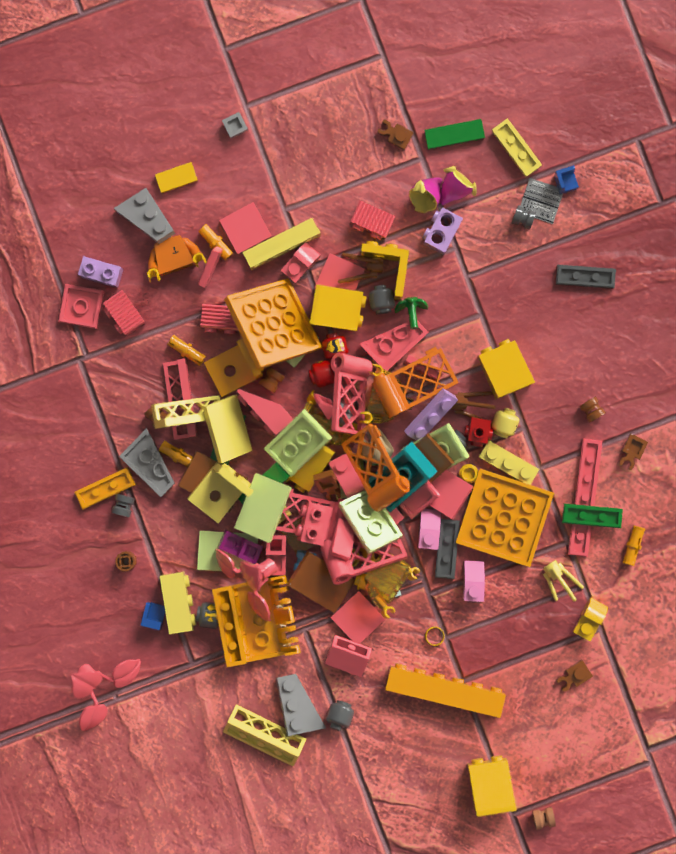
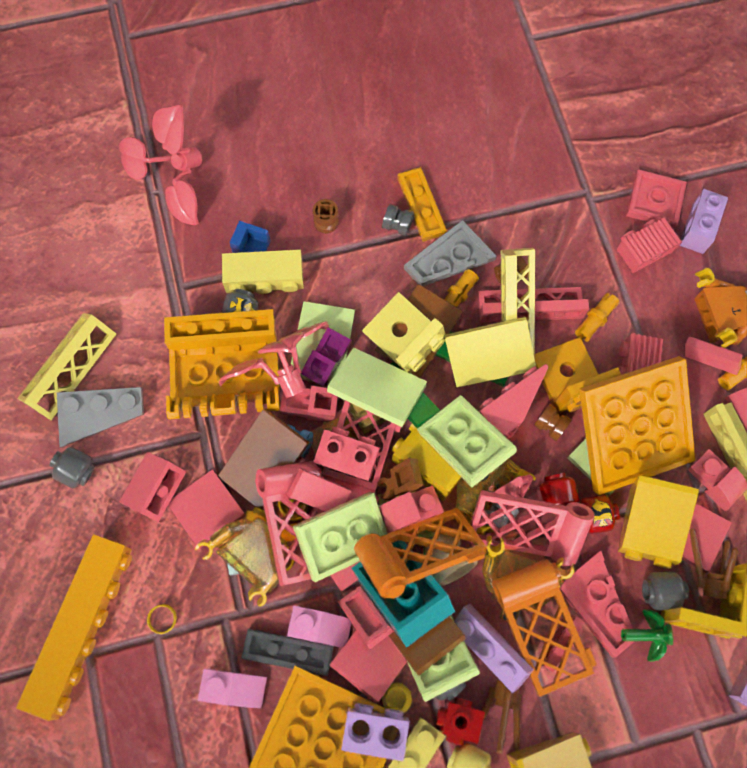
camera: 90 degrees right, 15 degrees down
(497, 486) = (373, 741): none -> lavender brick

